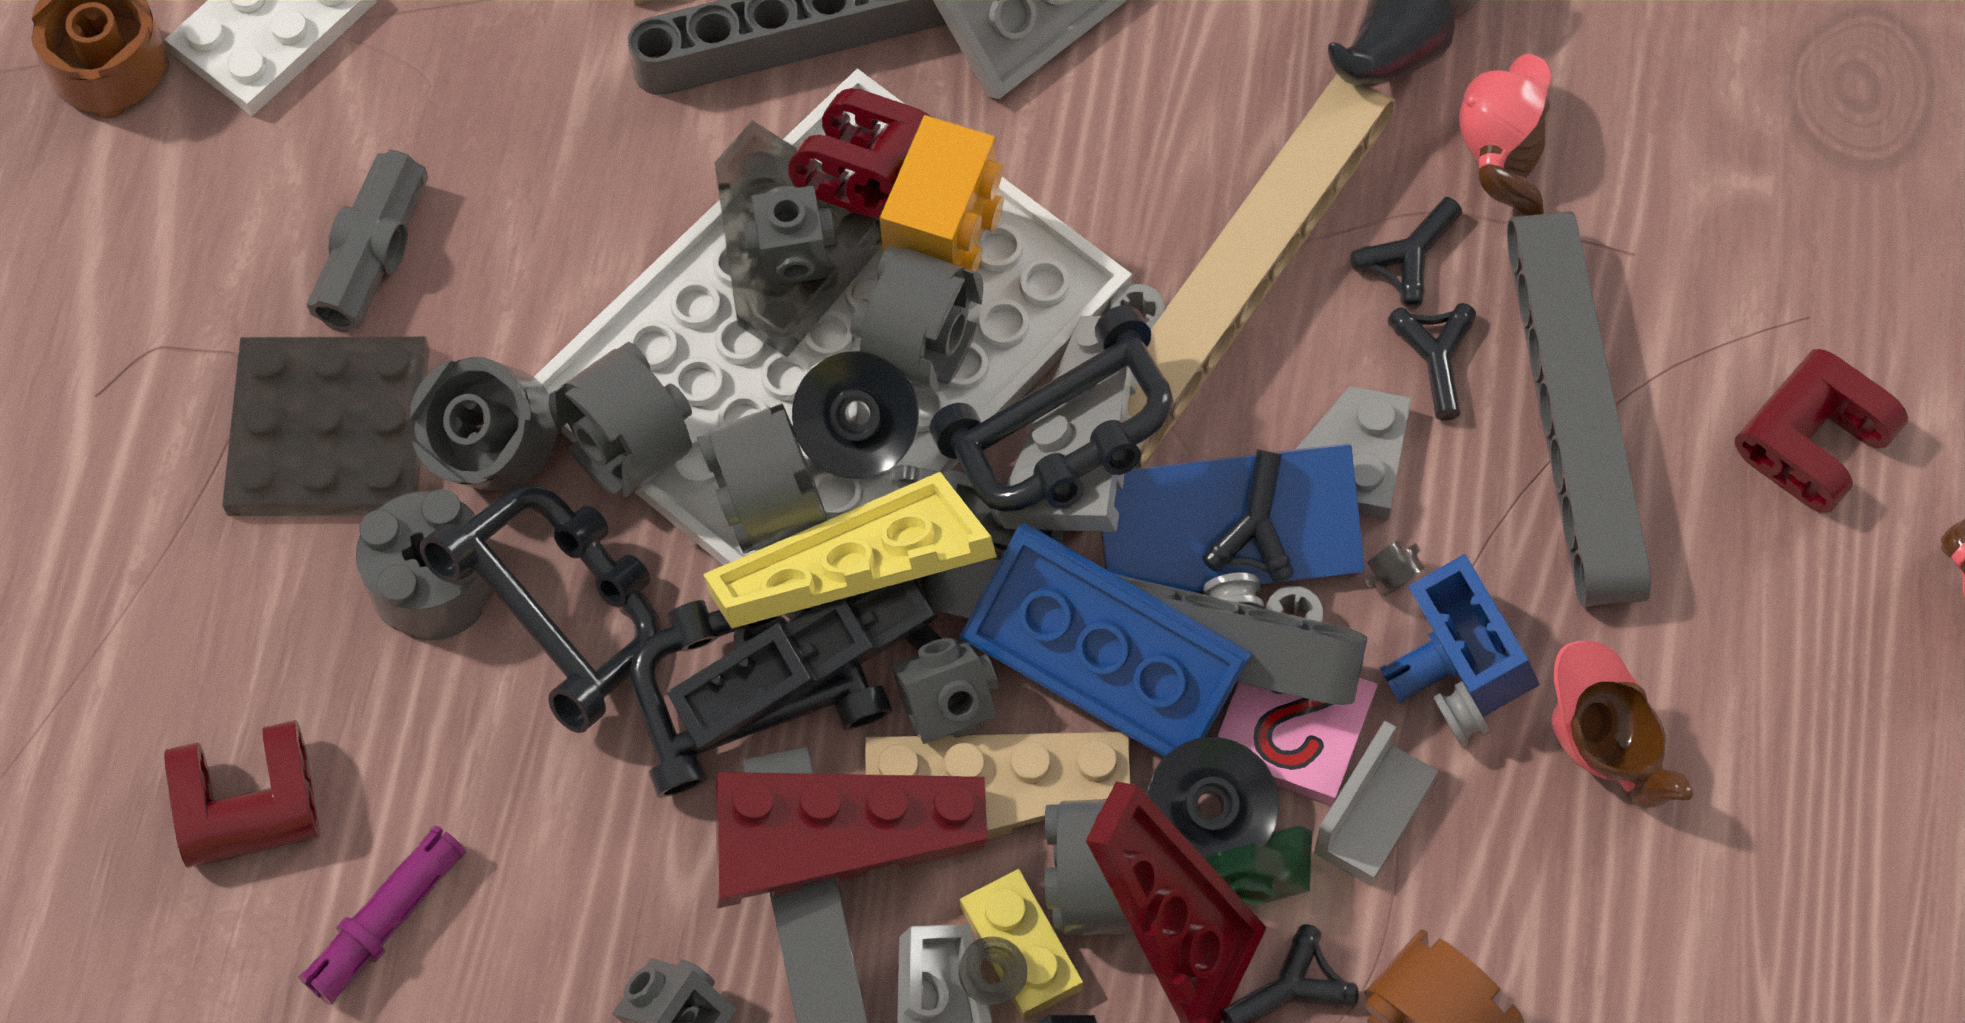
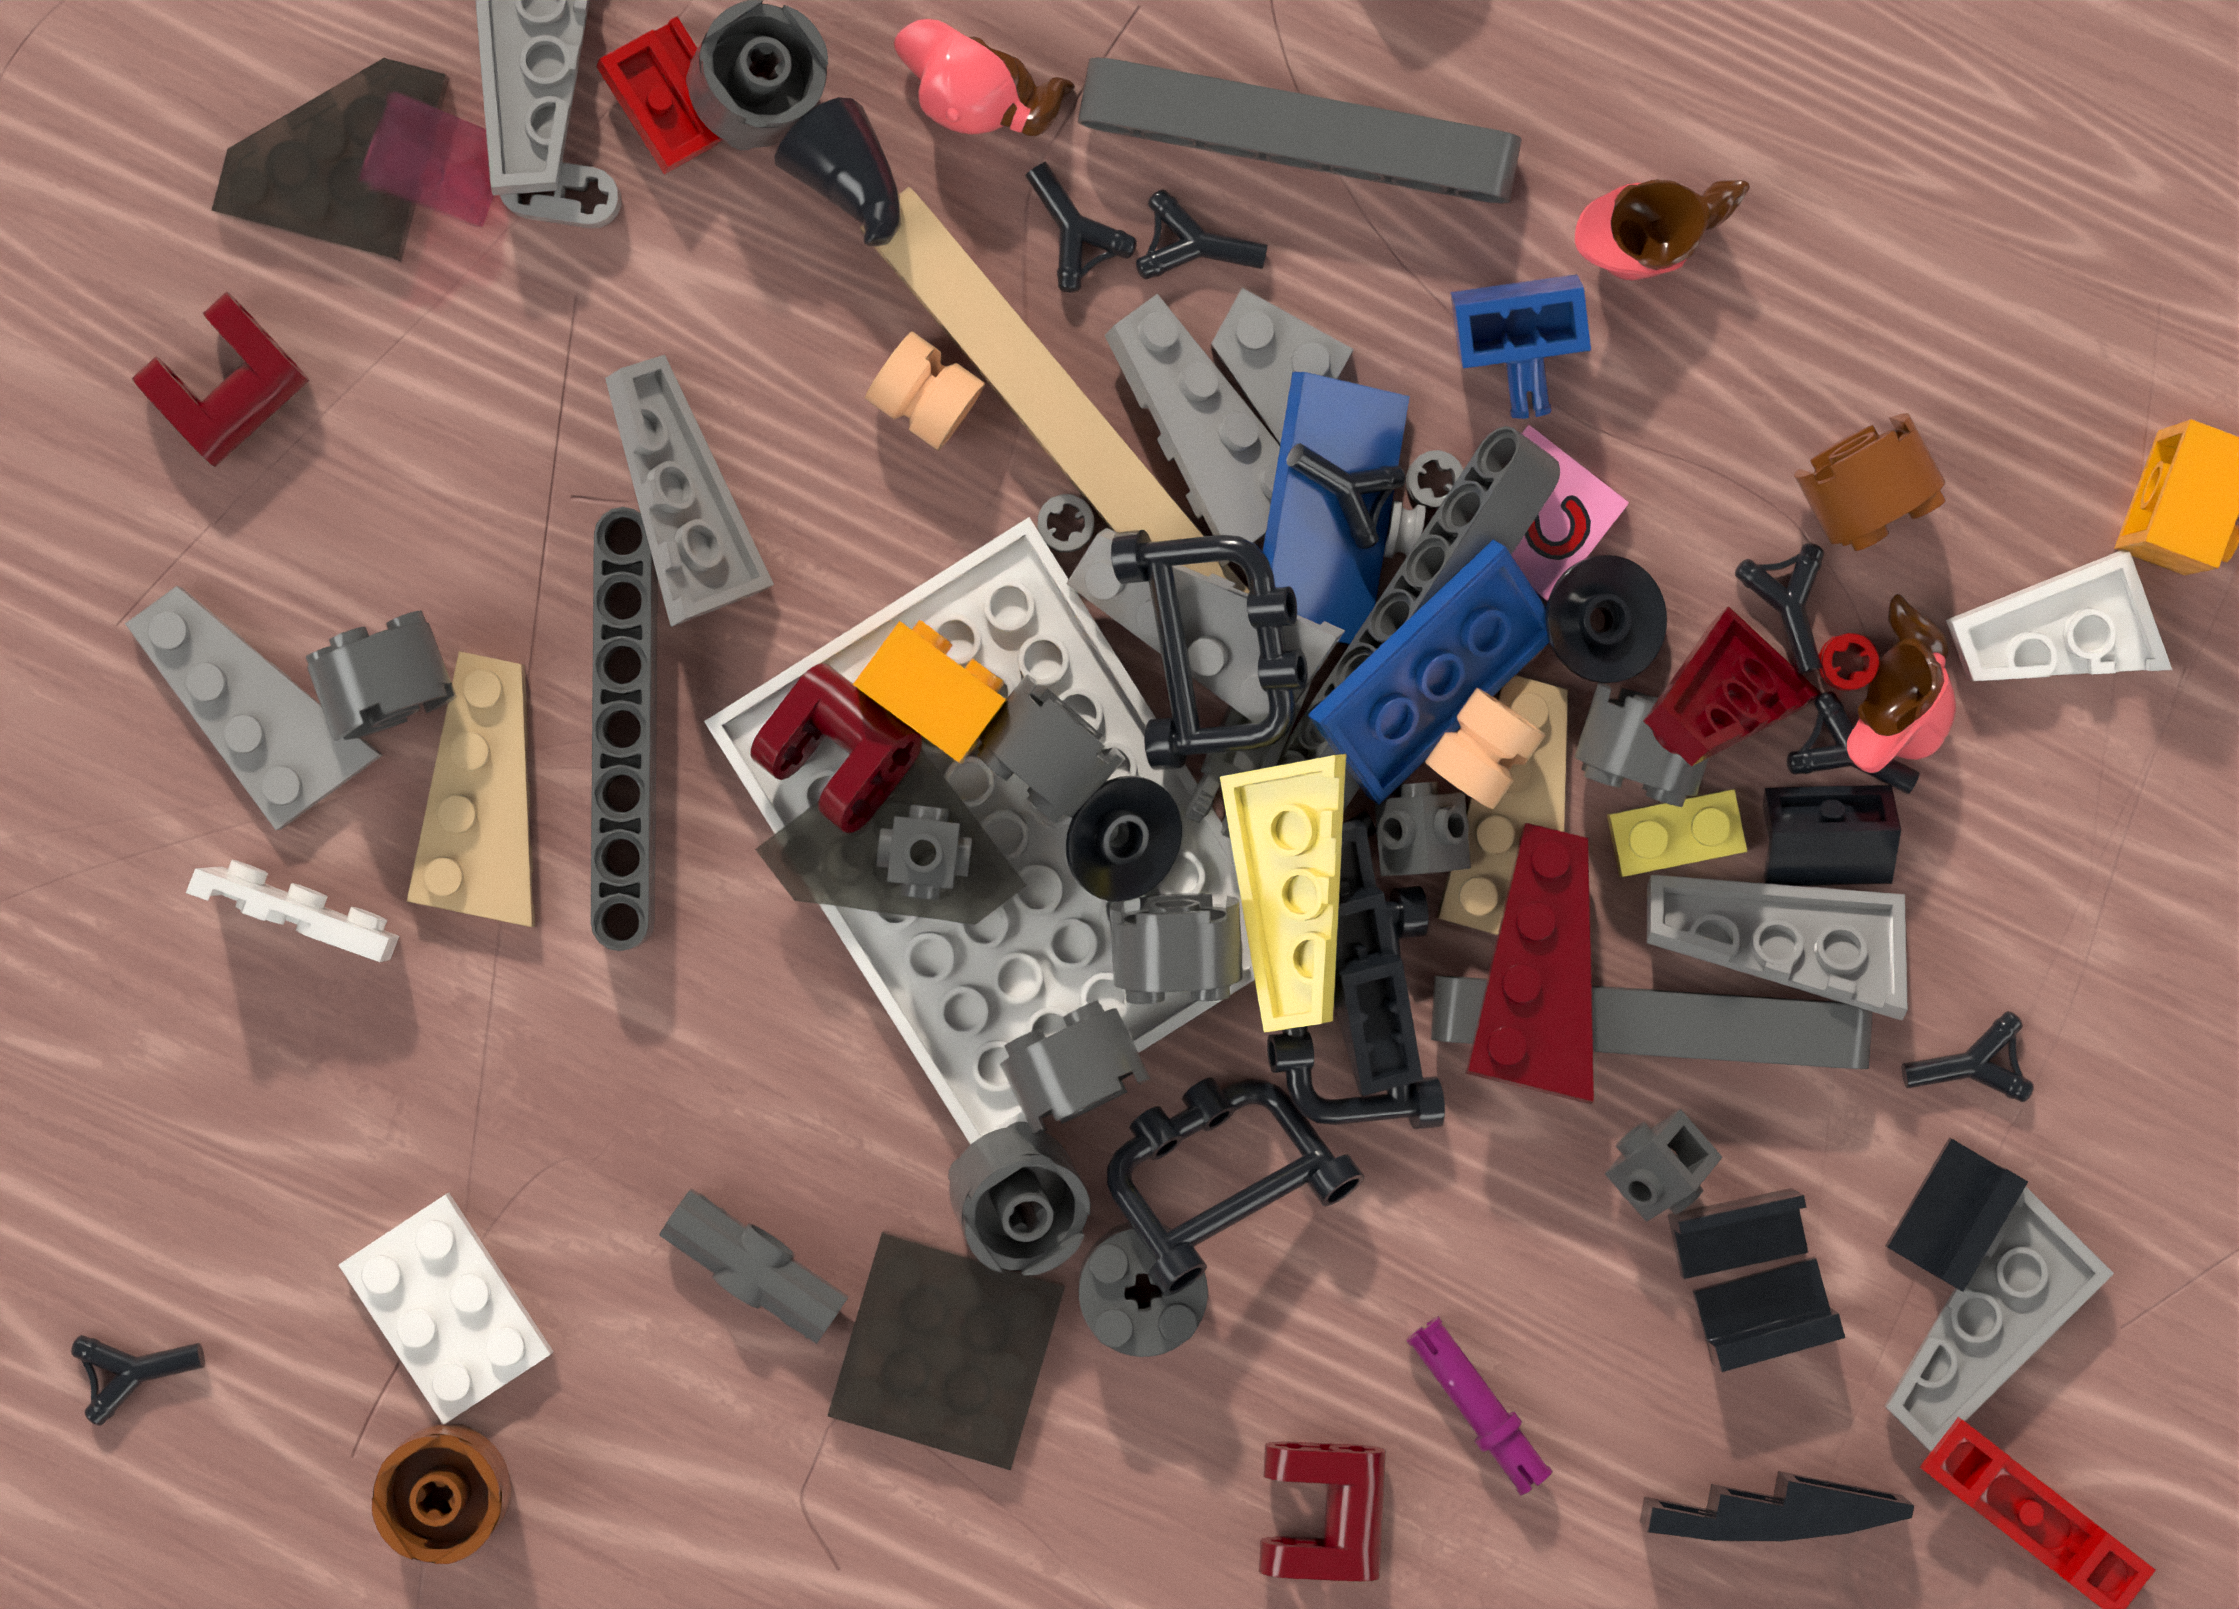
camera: 75 degrees left, 25 degrees up
(1007, 957) = (1728, 864): clear smoke plate -> none
(1036, 707) = (1484, 748): none -> light nougat wheel
(1216, 159) = (924, 391): none -> light nougat wheel
(1268, 871) = (1688, 582): clear green bracket -> none
(1273, 390) = (1201, 419): none -> light grey wing
(1374, 808) = (1648, 468): light grey panel -> none
(1394, 567) = (1418, 367): clear smoke plate -> none
(1461, 714) = (1589, 363): light grey bush -> none

